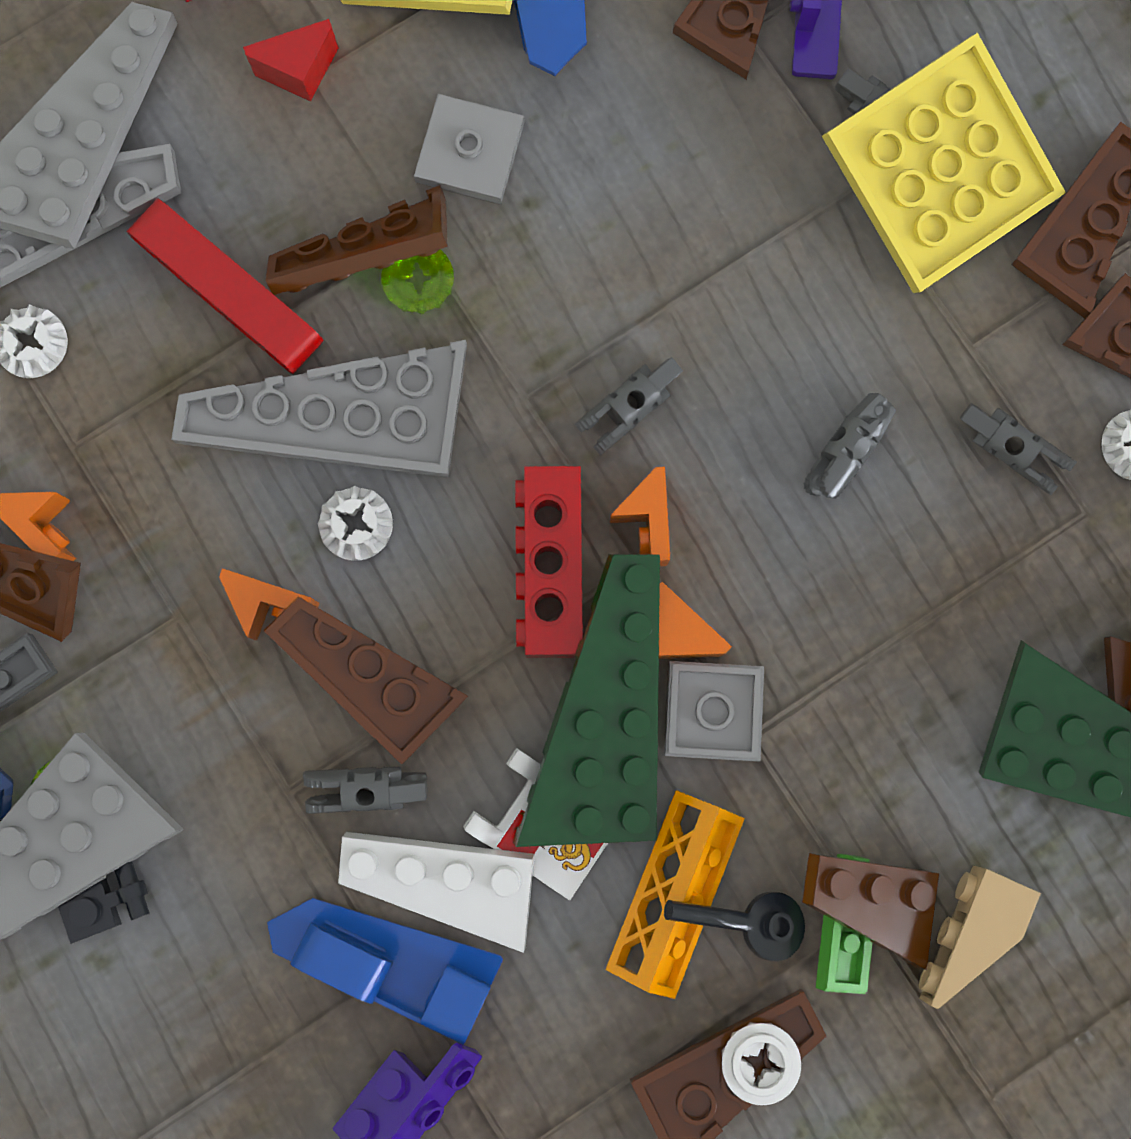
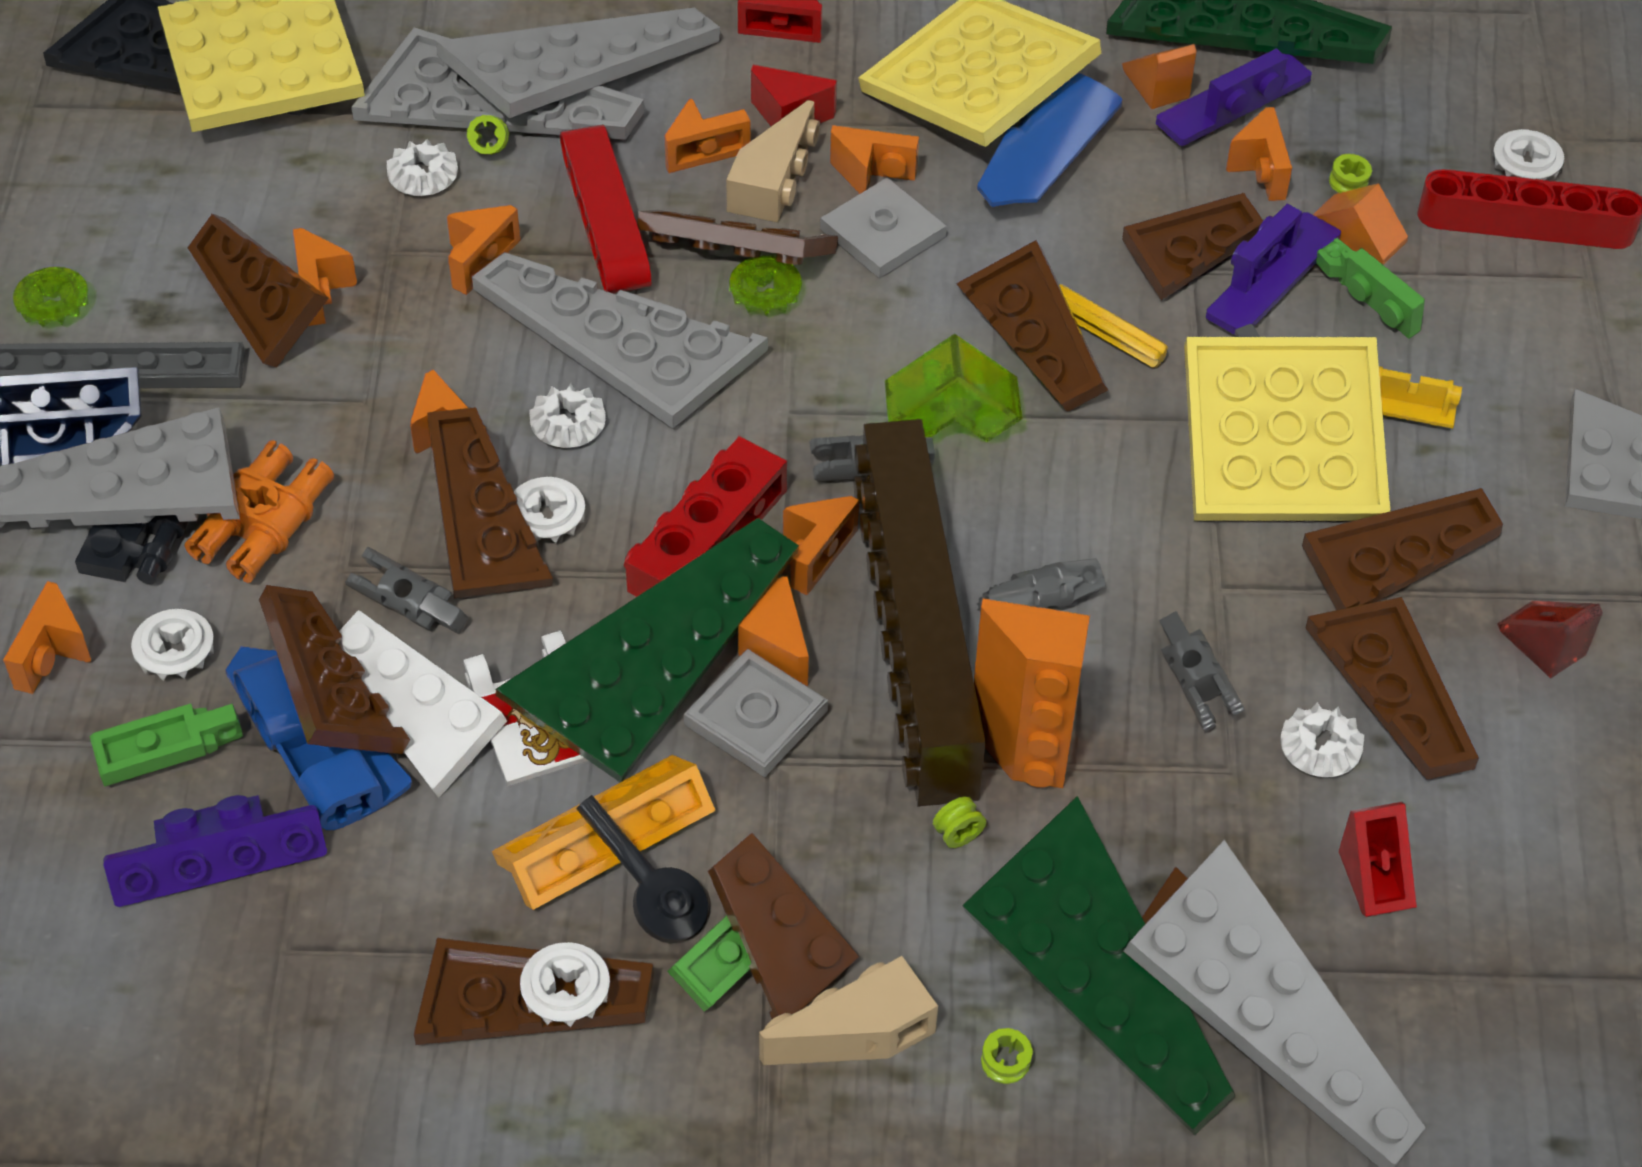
camera: 35 degrees right, 30 degrees down
(49, 278) = (475, 136): none -> lime bush
(105, 1021) = (45, 633): none -> orange slope
(148, 385) = (478, 240): none -> orange slope
(197, 977) = (172, 627): none -> white gear
(201, 772) = (266, 511): none -> orange pin
(250, 159) = (701, 141): none -> orange slope
(280, 1059) = (162, 741): none -> bright green hinge
(330, 147) = (768, 165): none -> tan slope
(384, 936) = (324, 679): none -> reddish brown wing
(400, 81) = (868, 152): none -> orange slope
(408, 607) = (563, 500): none -> white gear
(660, 169) = (1035, 320): none -> reddish brown wing
(662, 302) = (955, 386): none -> clear neon green brick
(722, 137) = (1115, 329): none -> yellow axle
(785, 543) = (919, 614): none -> dark brown brick
(933, 707) = (959, 822): none -> lime bush
(962, 591) = (1029, 687): none -> orange slope
(1023, 52) = (1428, 402): none -> yellow hinge
(1079, 882) = (1006, 1038): none -> lime bush

